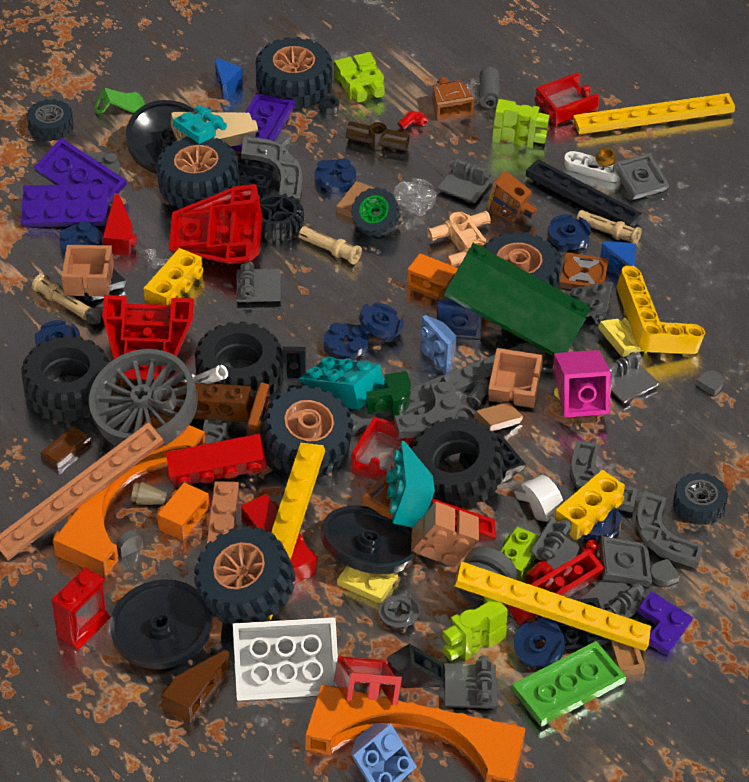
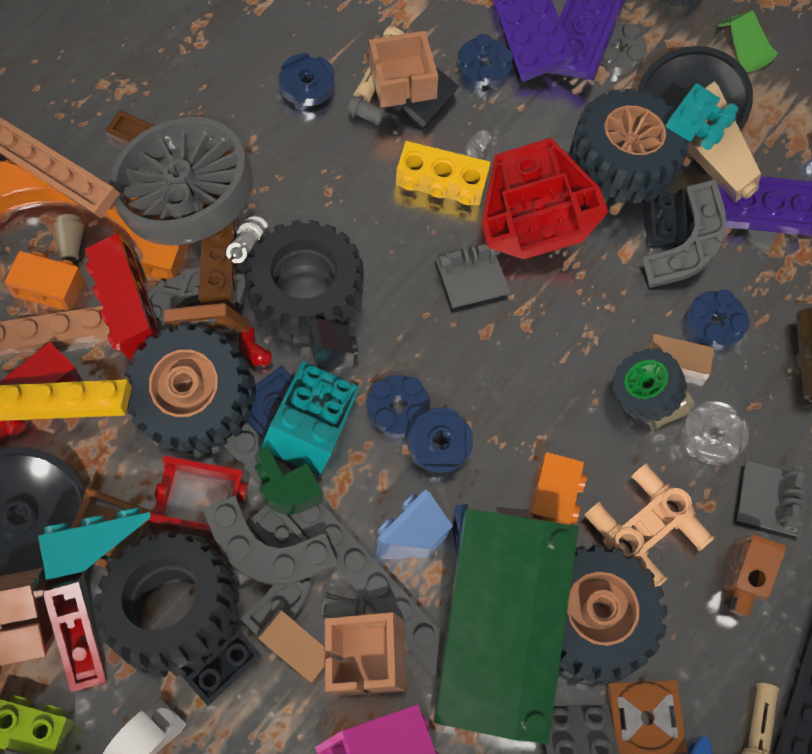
camera: 70 degrees right, 20 degrees up
(60, 358) = (234, 70): black tyre -> none
(119, 229) = (512, 93): red slope -> none
(146, 327) = (331, 164): red wedge -> none
(280, 216) = (616, 258): black gear -> none
(338, 247) = (572, 354): tan pin -> none
(578, 235) = (743, 678): dark blue plate -> none

